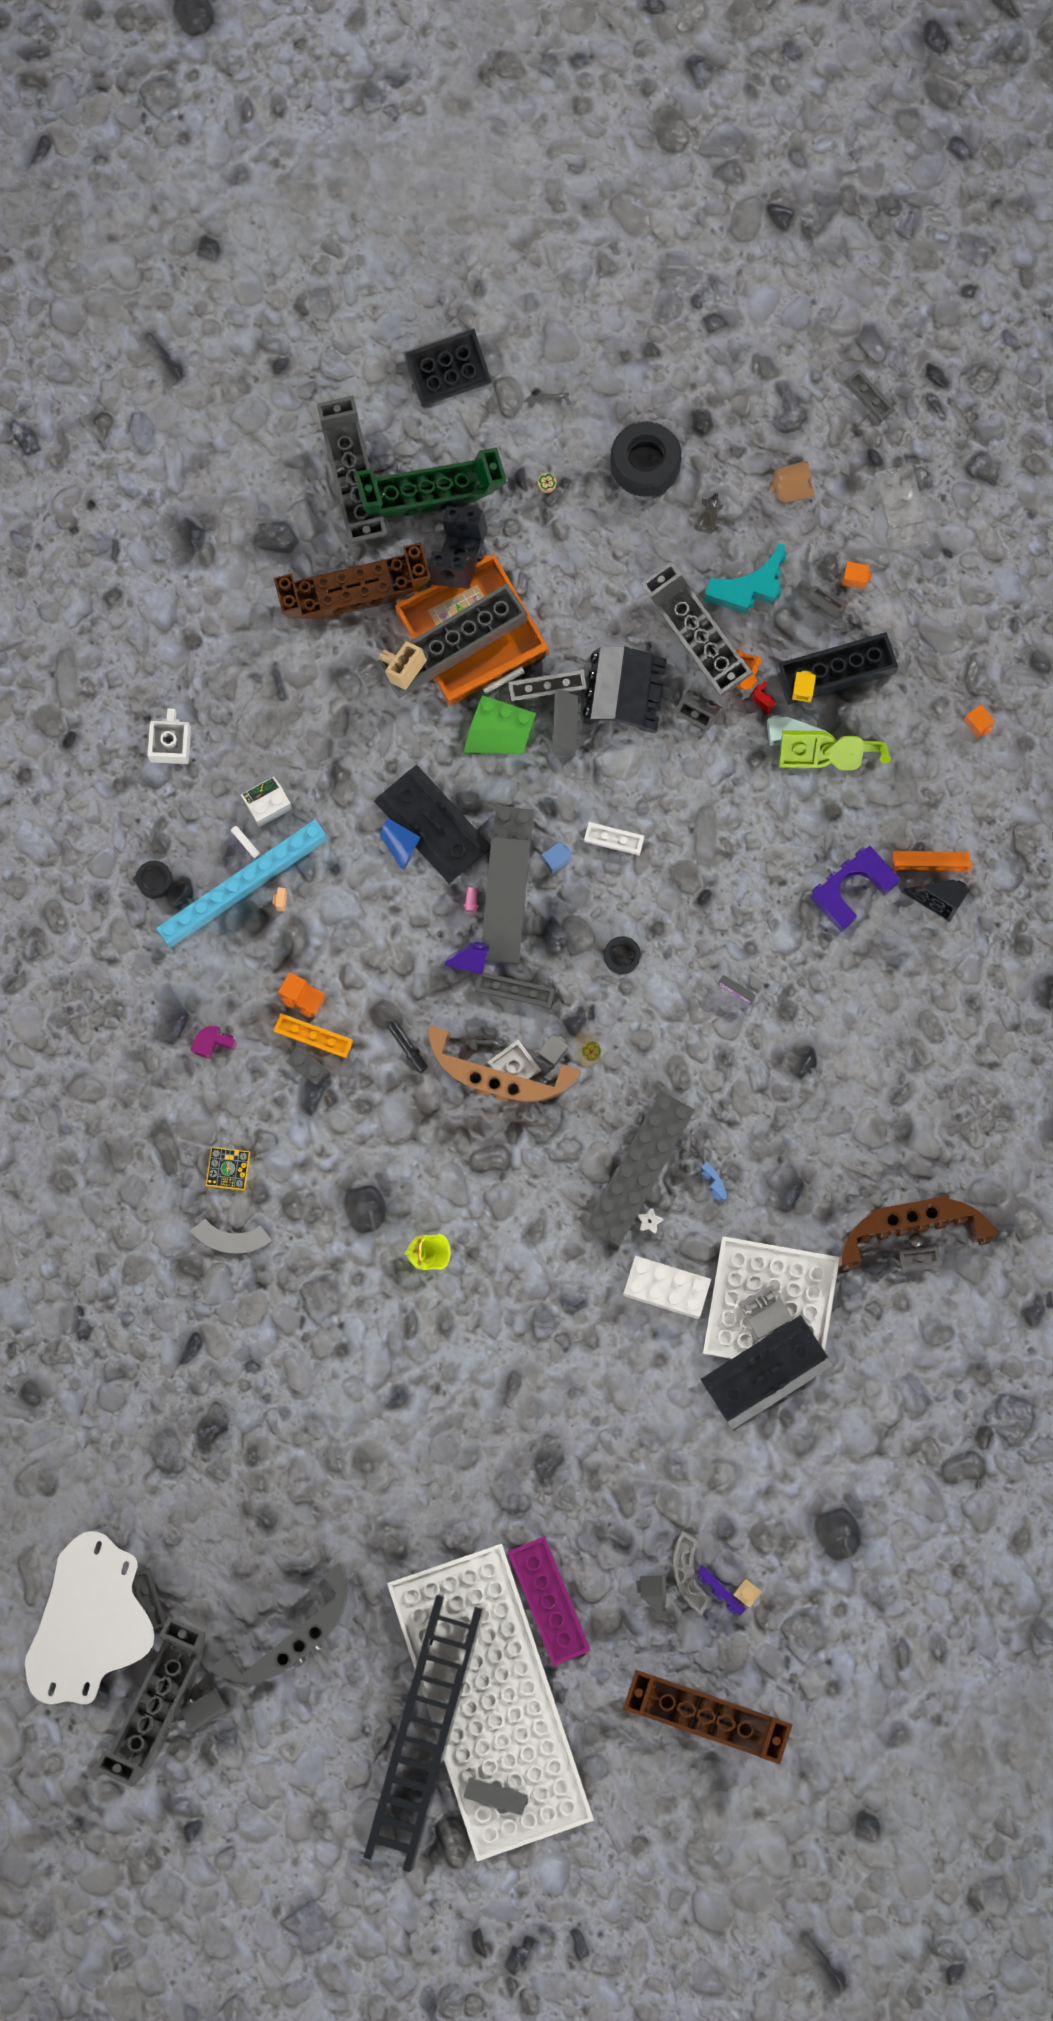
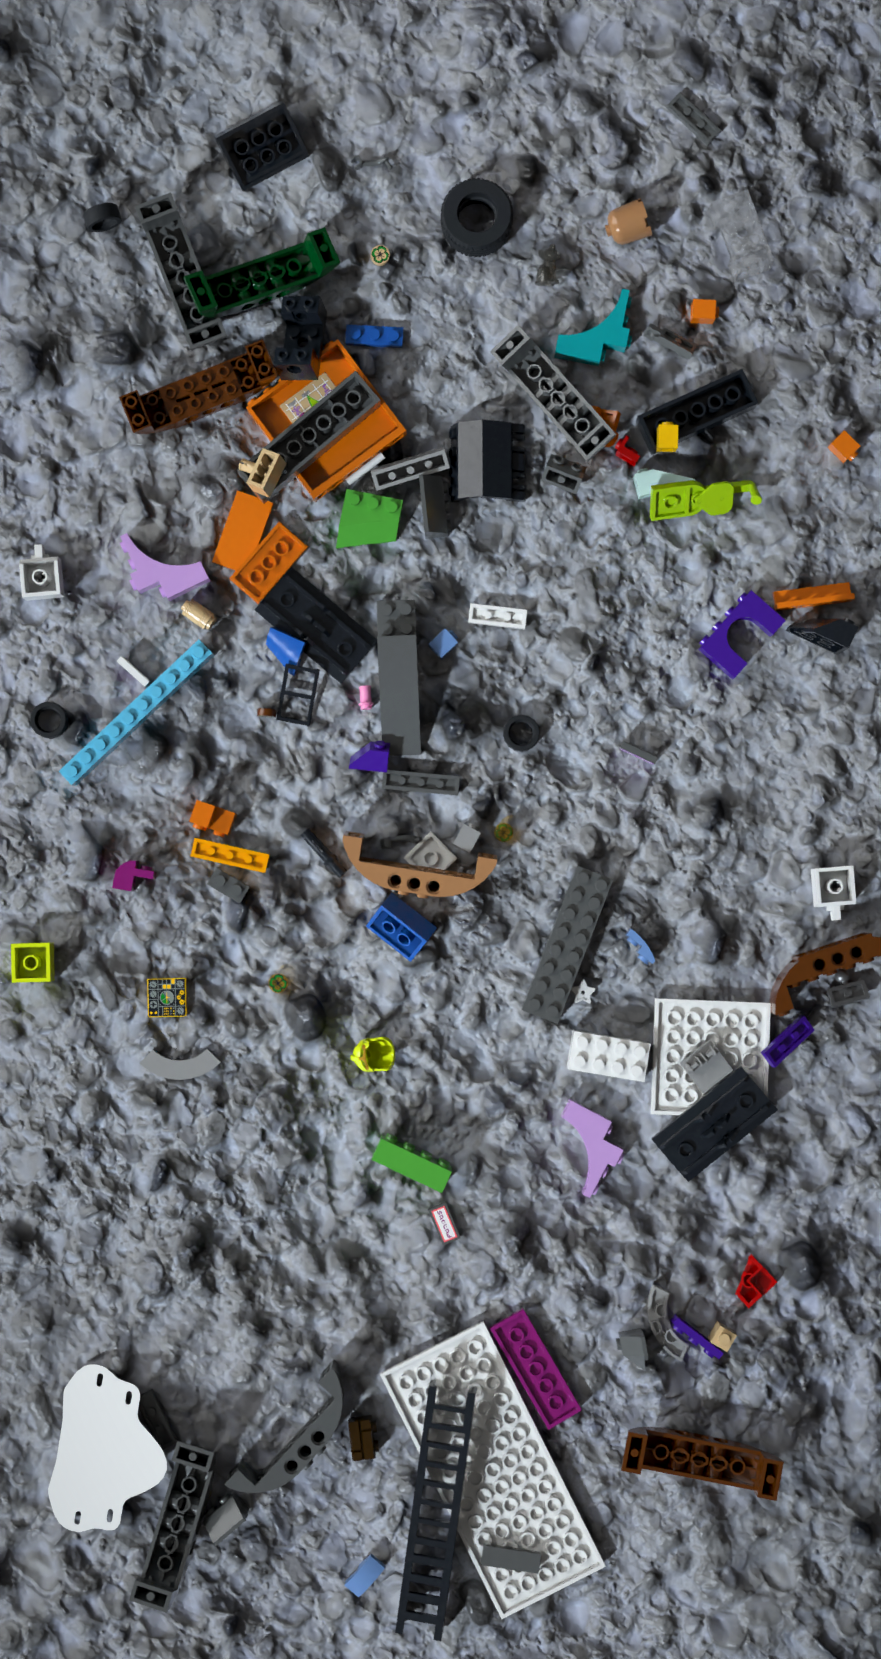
camera: 10 degrees left, 10 degrees up
(99, 1113) = (32, 962): none -> neon yellow brick
(266, 801) = (147, 625): white slope -> none
(279, 899) = (176, 723): light nougat plate -> none
(283, 412) = (102, 217): none -> black tyre
(298, 760) = (174, 579): none -> lavender arch
(318, 797) = (198, 614): none -> tan head
(340, 1794) = (365, 1575): none -> medium blue slope
(342, 1169) = (278, 983): none -> tile
(359, 1646) = (362, 1437): none -> dark brown brick
(371, 901) = (266, 712): none -> reddish brown tile
(373, 726) = (242, 530): none -> orange tile
(394, 757) = (268, 562): none -> orange tile
(417, 892) = (301, 695): none -> black window
(451, 1367) = (412, 1163): none -> bright green brick
(474, 1129) = (401, 927): none -> blue slope
(475, 1437) = (444, 1223): none -> tile
(530, 557) = (374, 336): none -> blue plate
(646, 1385) = (599, 1150): none -> lavender arch
(788, 1543) = (754, 1282): none -> red slope
(852, 1297) = (787, 1041): none -> dark purple plate
(917, 1161) = (842, 895): none -> white hinge

